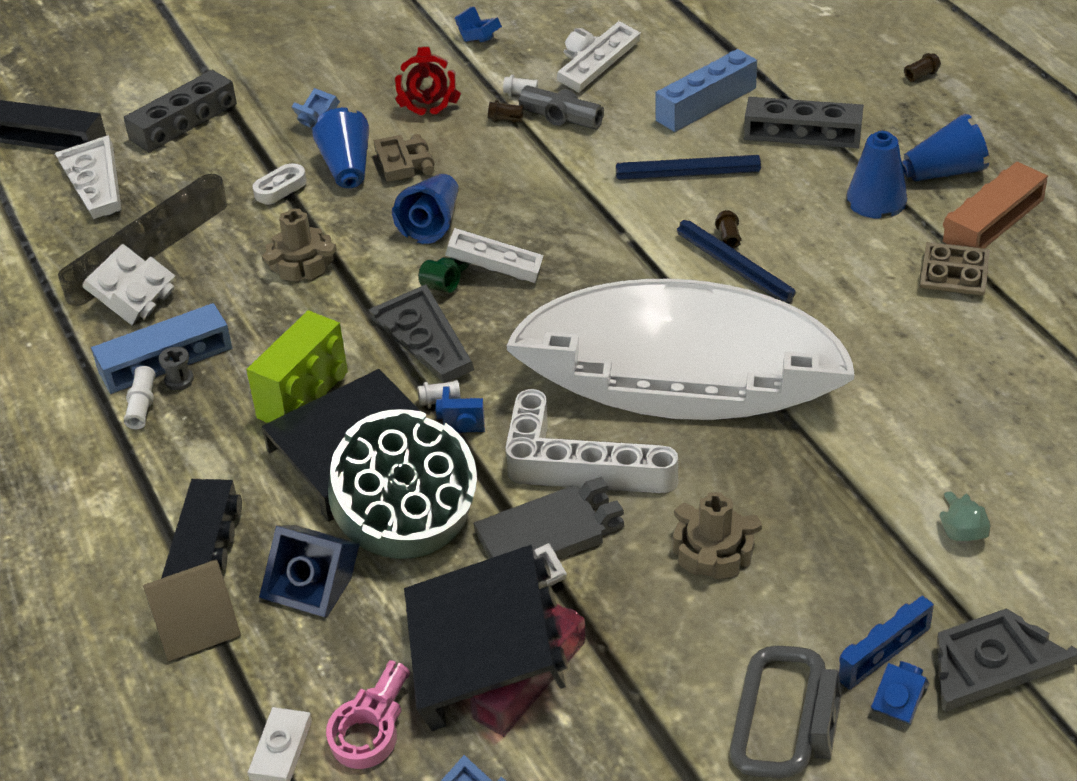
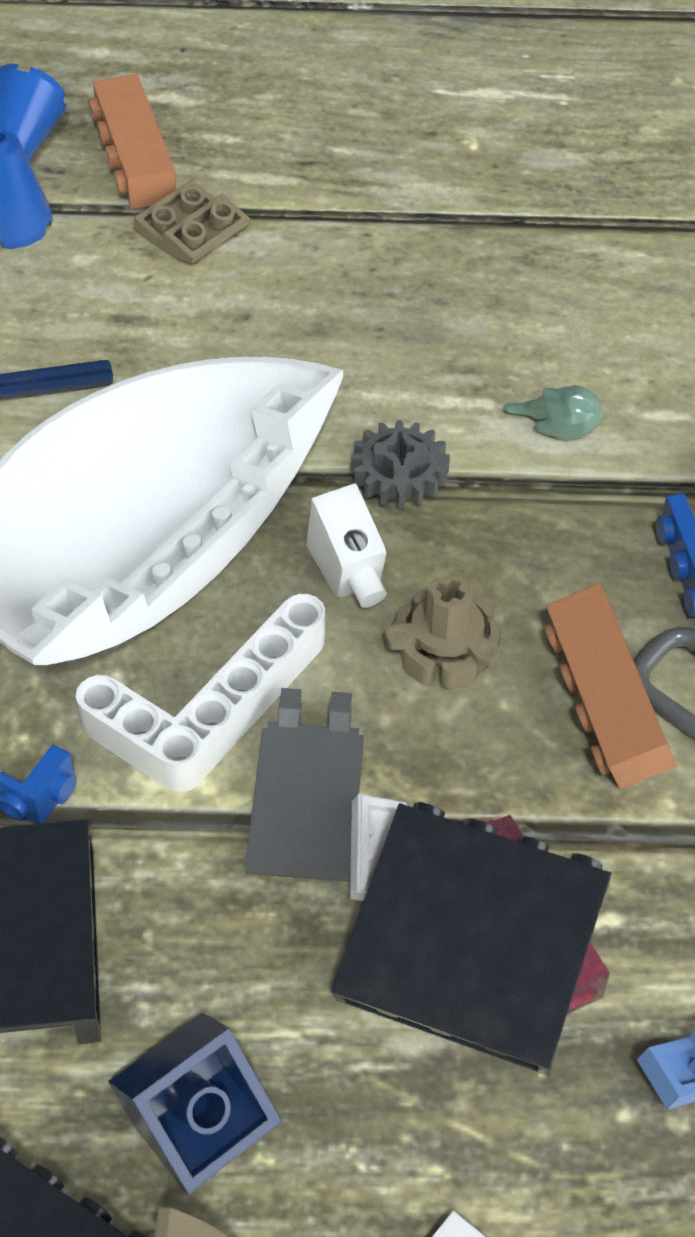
camera: 65 degrees left, 10 degrees up
(372, 707) = (516, 1121): bright pink pin -> none
(410, 515) = (156, 907): sand green brick -> none
(734, 634) = (610, 688): none -> nougat brick
(735, 455) = (347, 545): none -> white torso
(835, 456) = (421, 469): none -> dark grey gear

